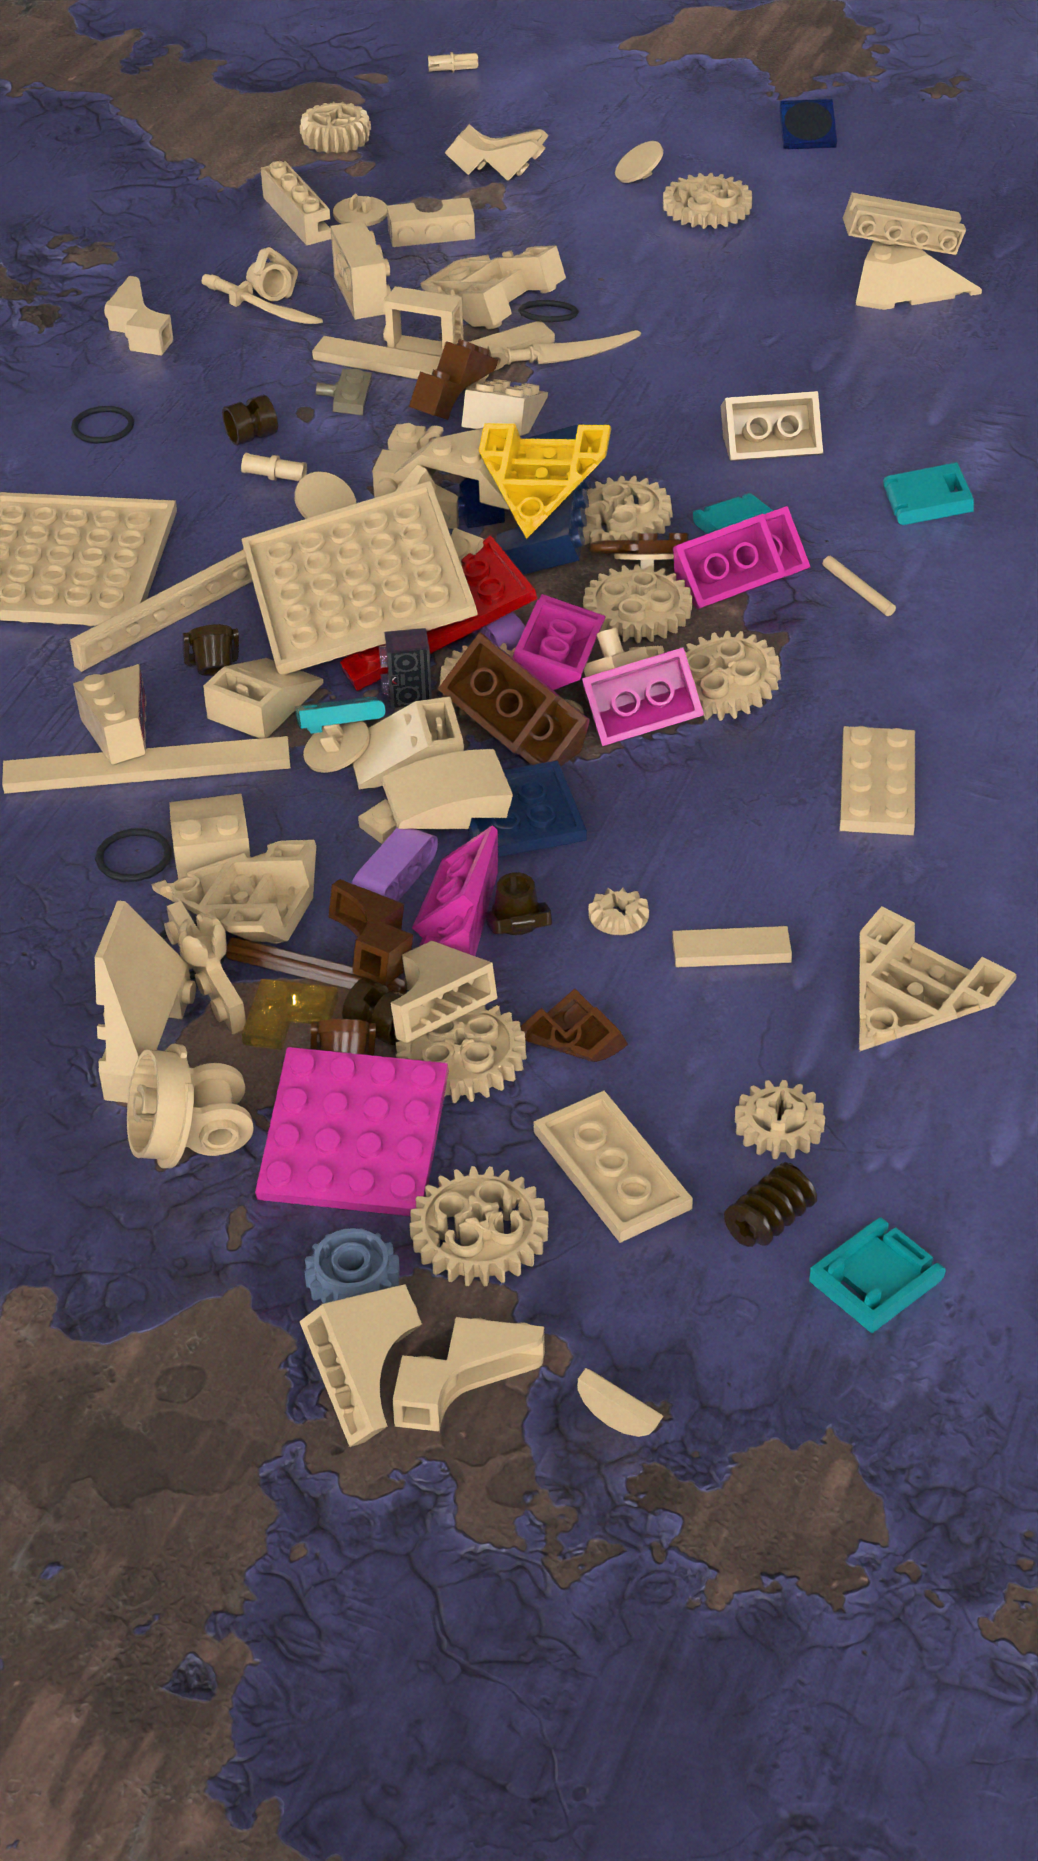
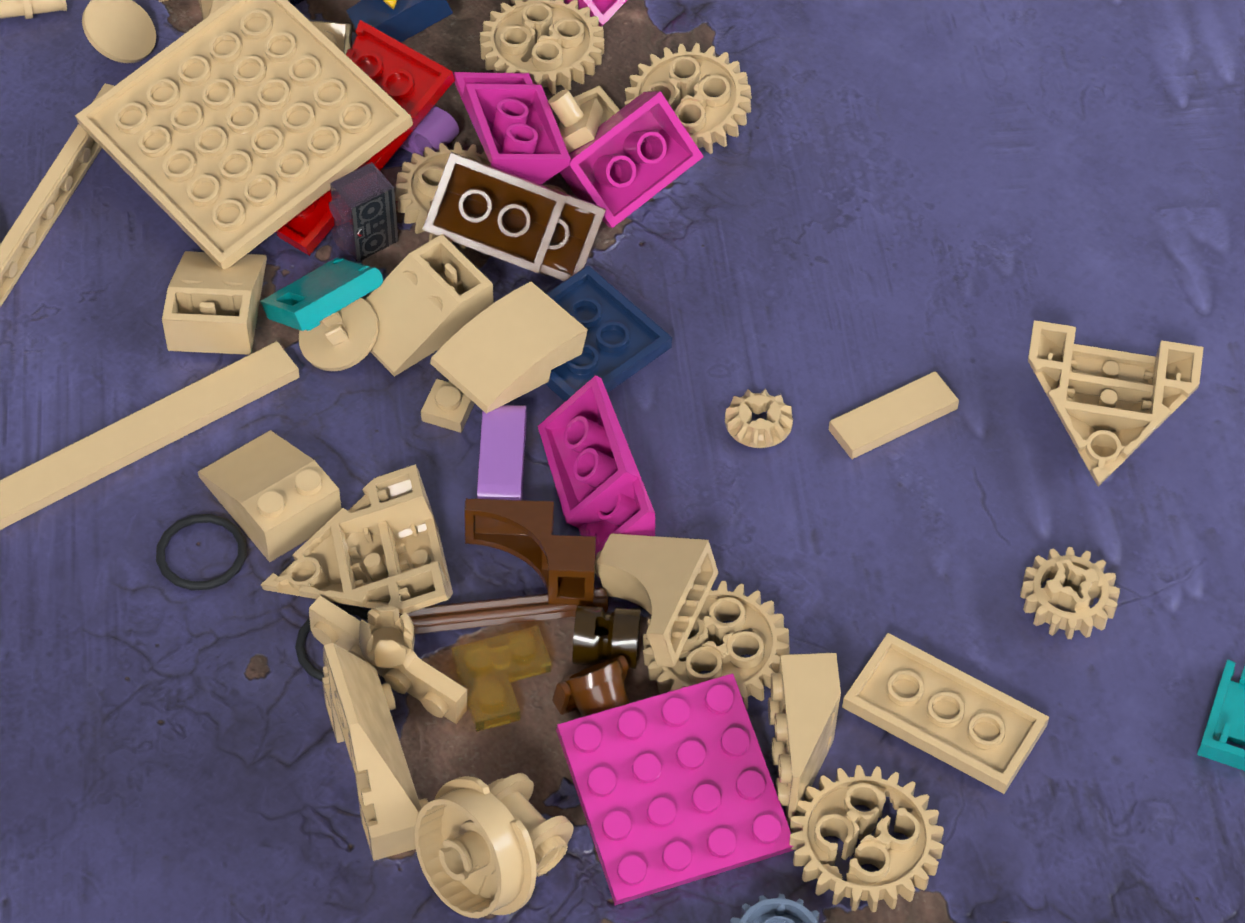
camera: 30 degrees left, 10 degrees up
(114, 712) = (71, 387): tan wedge -> none
(212, 648) = (122, 265): dark brown piece -> none
(482, 1122) = (804, 721): none -> tan slope
(517, 907) = (661, 456): dark brown piece -> none
(575, 1029) = (808, 572): reddish brown slope -> none
(770, 1206) = (1125, 692): dark brown piece -> none
(878, 780) = (909, 168): tan plate -> none

